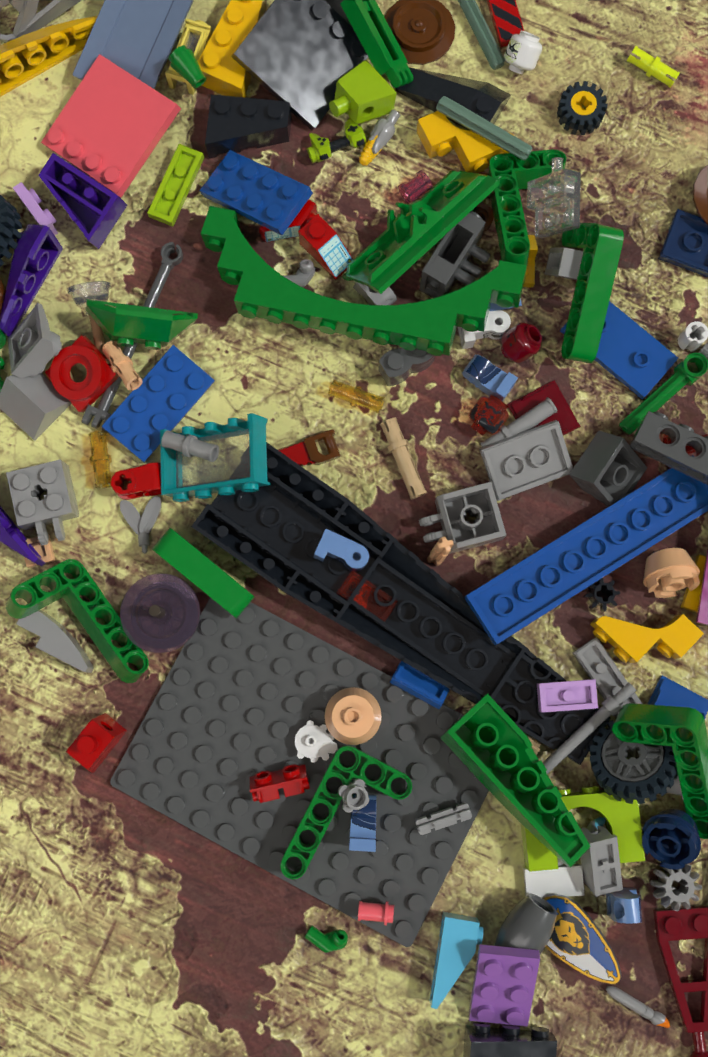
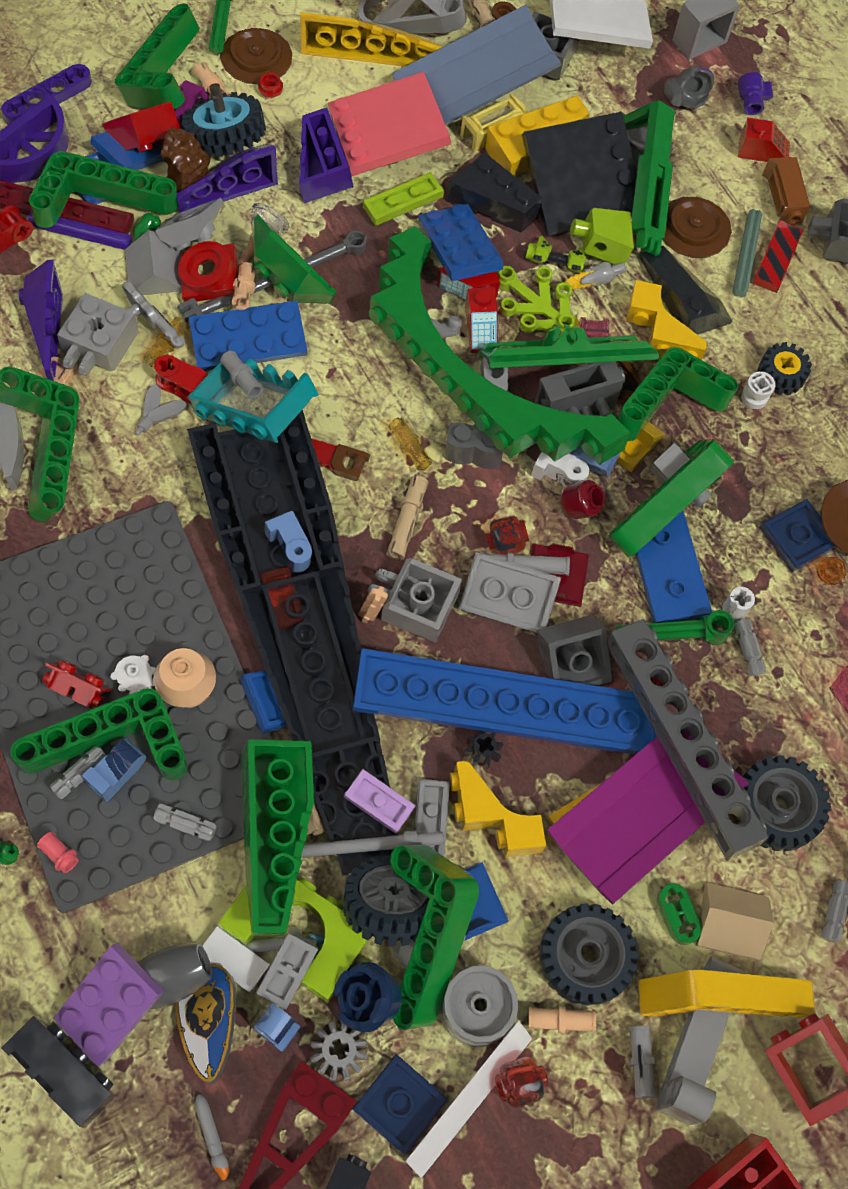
camera: 30 degrees right, 15 degrees down
(31, 201) = (282, 134): lavender plate -> none
(71, 446) = (141, 306): none -> light grey piece
(160, 613) = (104, 479): clear purple piece -> none
(186, 65) = (482, 117): green cone -> none
(203, 572) = (165, 474): green beam -> none
(338, 844) = (72, 776): none -> light grey axle
(357, 196) = (537, 304): none -> lime plant
(359, 801) = (129, 741): light grey plate -> none
(455, 949) = (88, 944): medium azure slope -> none
(484, 128) = (684, 320): sand green axle -> none
(489, 377) = (534, 510): medium blue leg -> none
(523, 52) = (766, 294): white head -> none
(555, 200) = (700, 411): clear plate -> none
(574, 149) = (758, 390): none -> white wheel
(669, 572) = (558, 774): light nougat cone -> none

